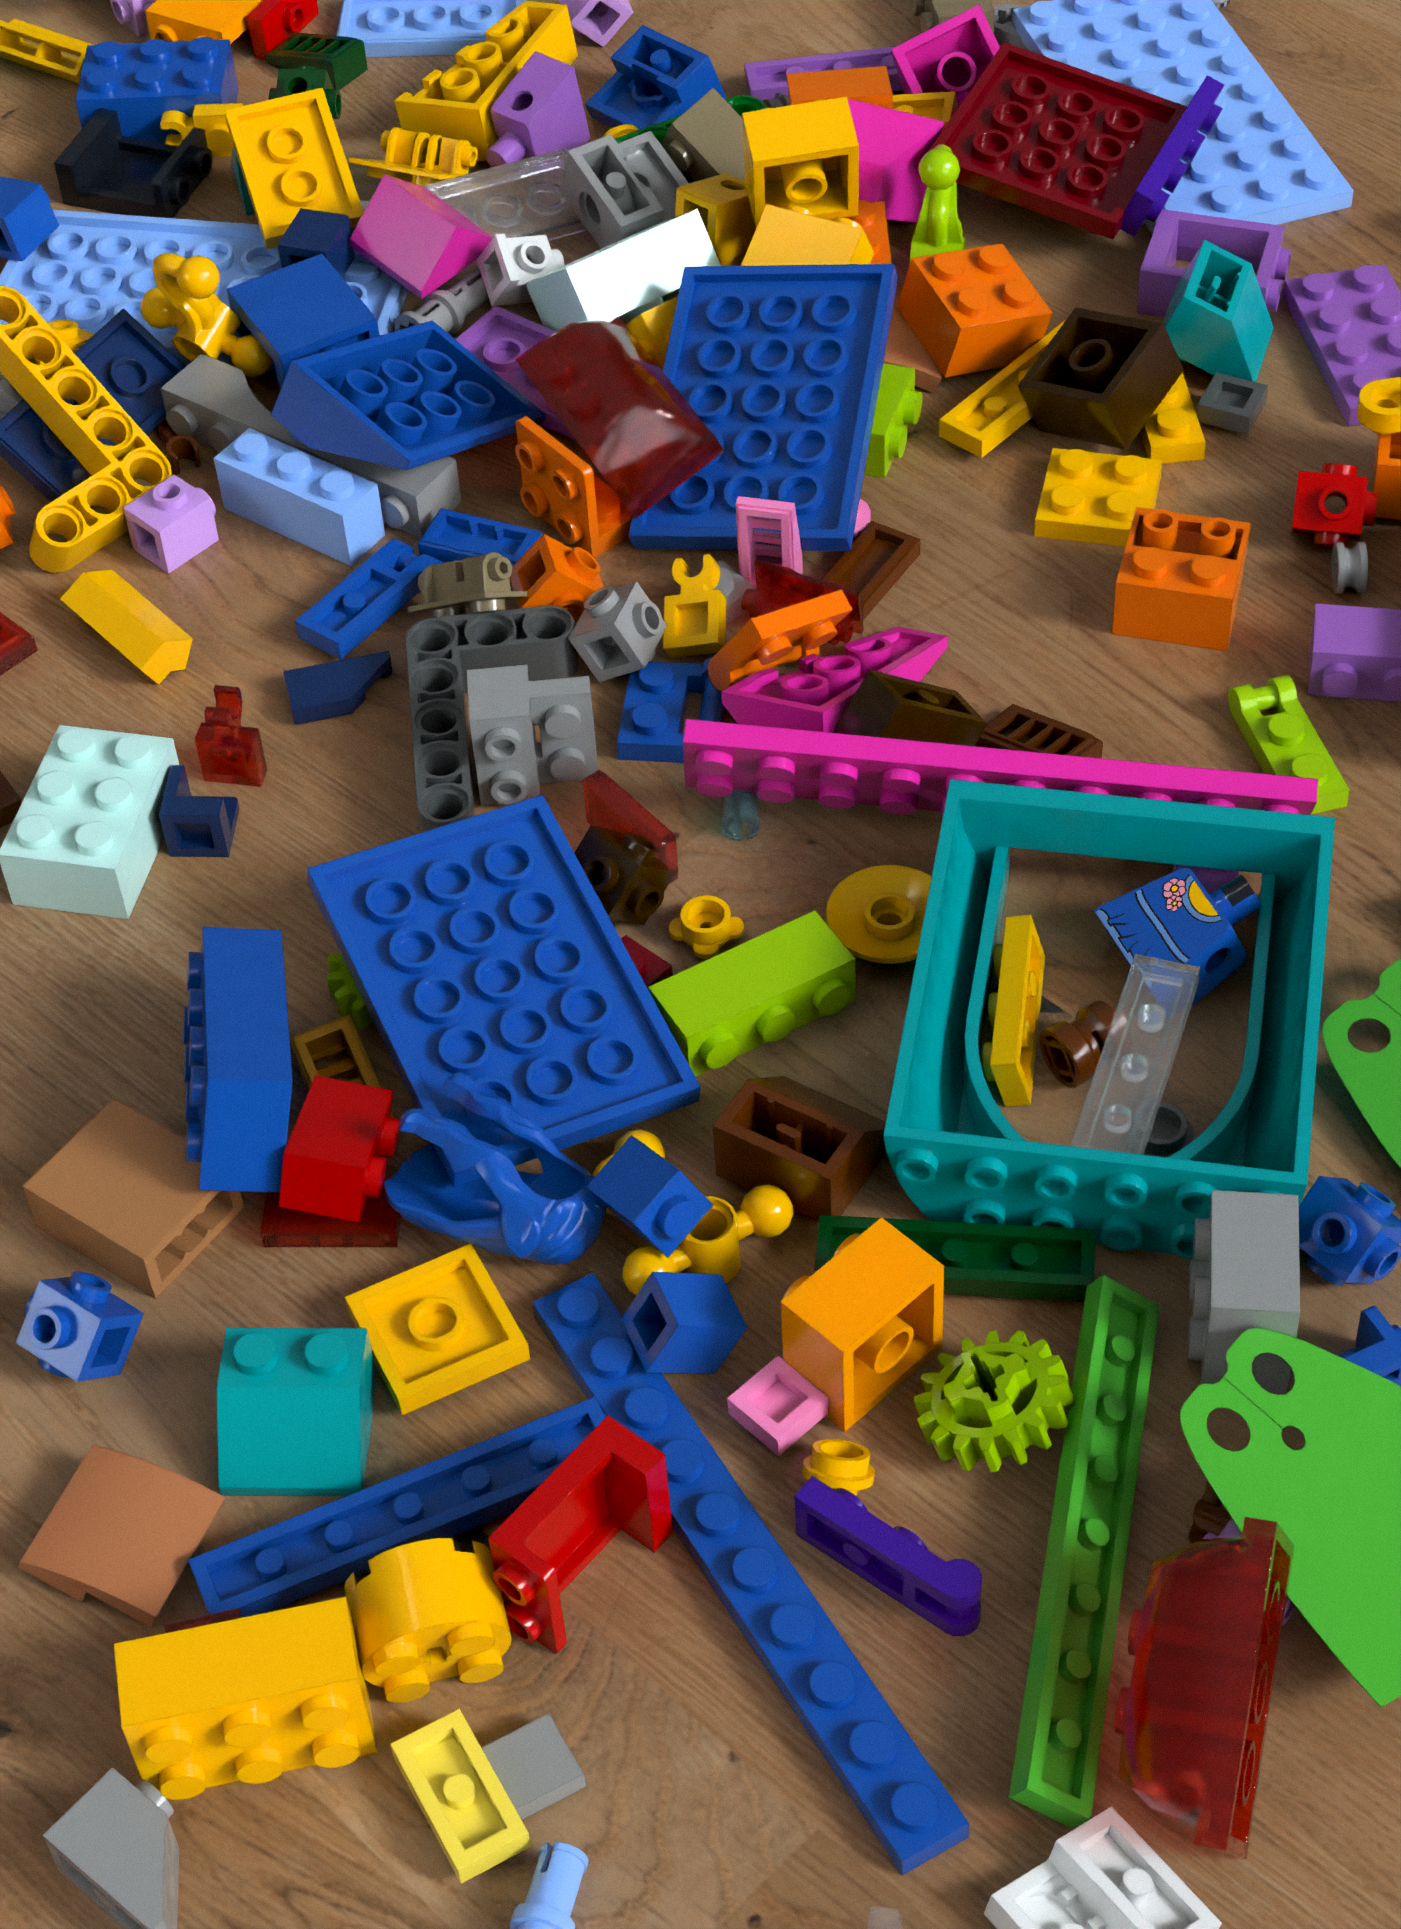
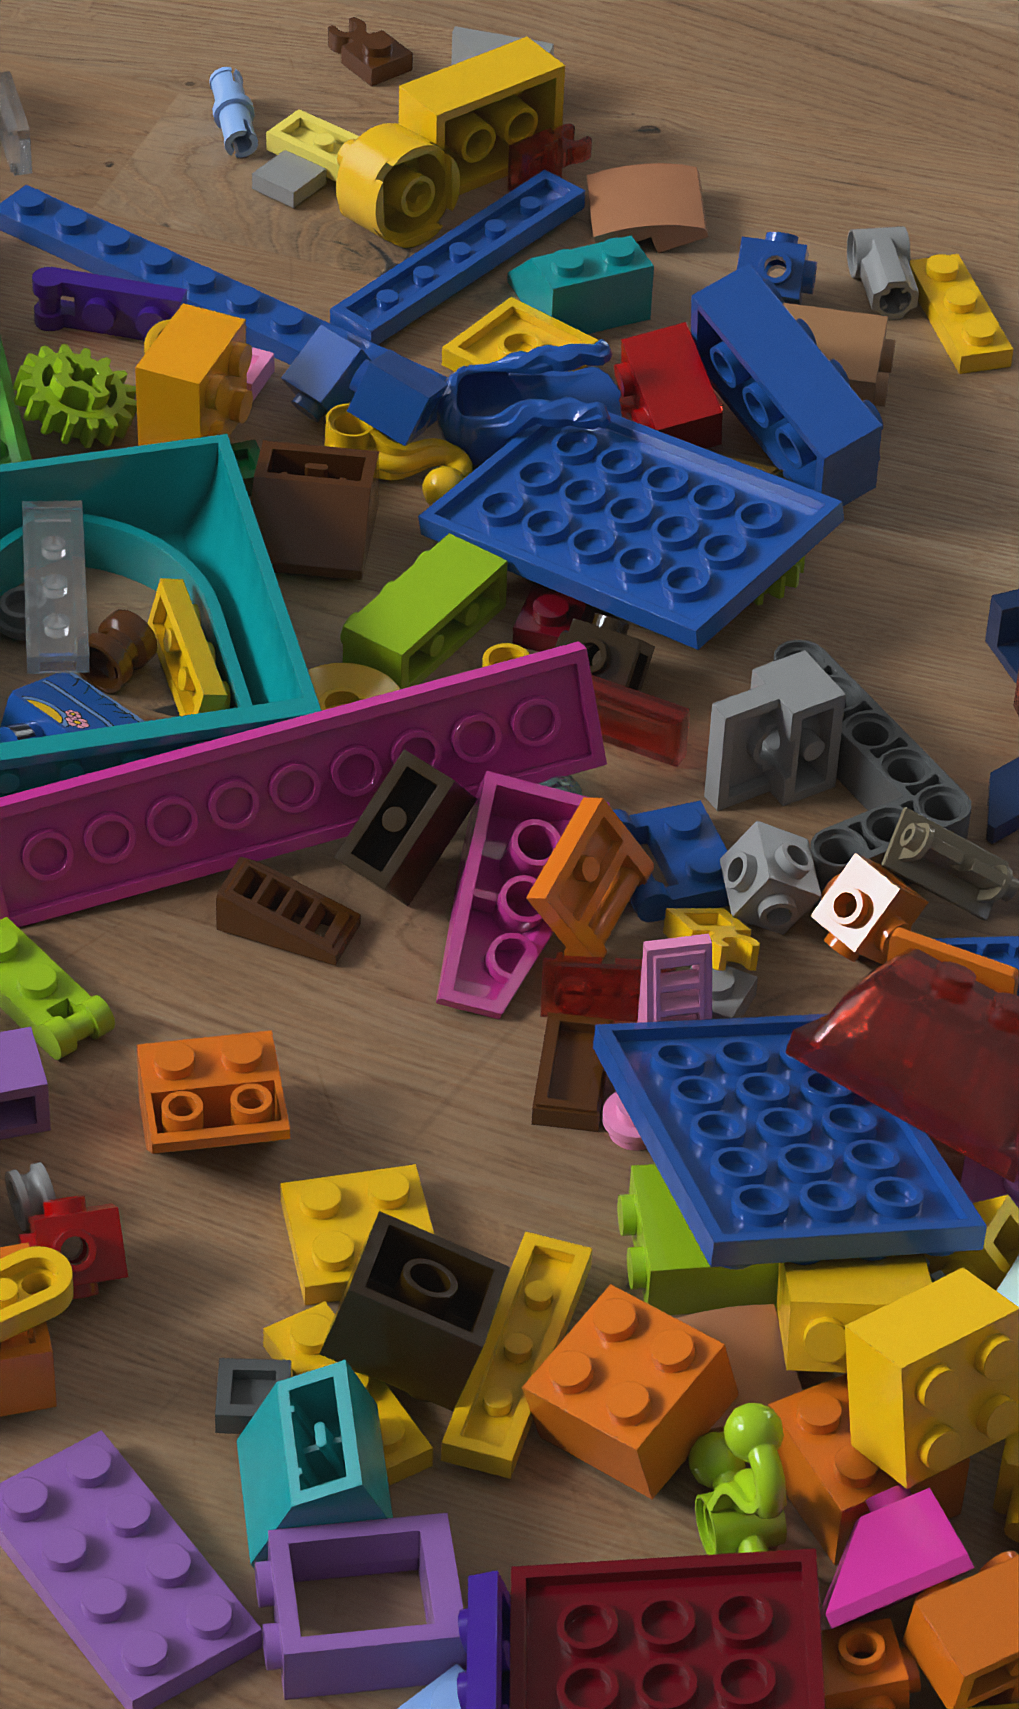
camera: 150 degrees right, 5 degrees down
(599, 1489) = (322, 251): red panel -> none

